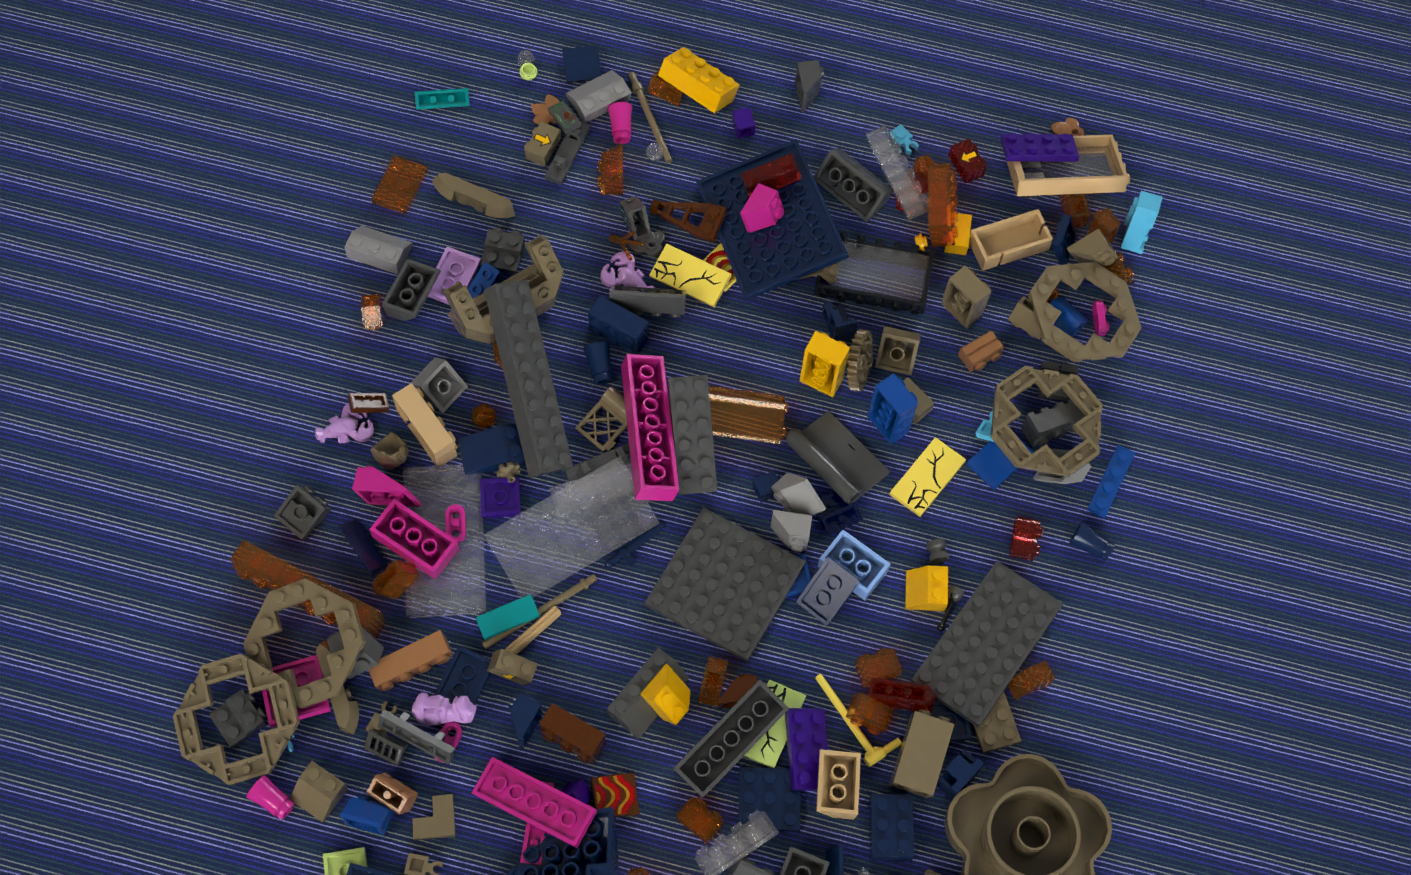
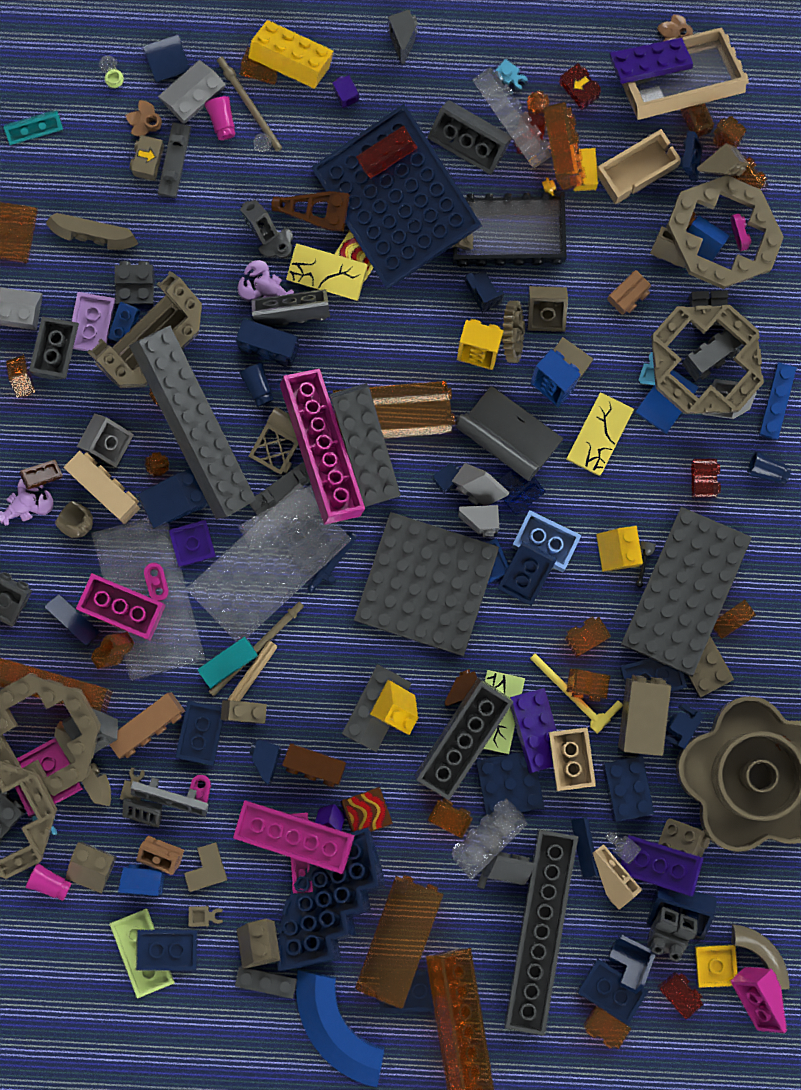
camera: 10 degrees left, 15 degrees up
(380, 489) = (69, 561): dark pink slope -> none
(438, 710) = (181, 768): lavender animal -> none
(508, 471) = (194, 517): dark tan plant -> none
(564, 117) = (163, 125): dark grey tile -> none
(611, 171) = (224, 175): clear orange slope -> none
(623, 240) = (252, 248): clear orange plant -> none
(713, 681) = (435, 682): clear orange slope -> none
(762, 209) = (386, 191): dark pink slope -> none
(902, 694) = (615, 663): clear red brick -> none
(937, 550) = (623, 509): dark grey wheel -> none
(966, 296) = (605, 240): dark tan brick -> none
(1140, 221) = (764, 119): medium azure wedge -> none

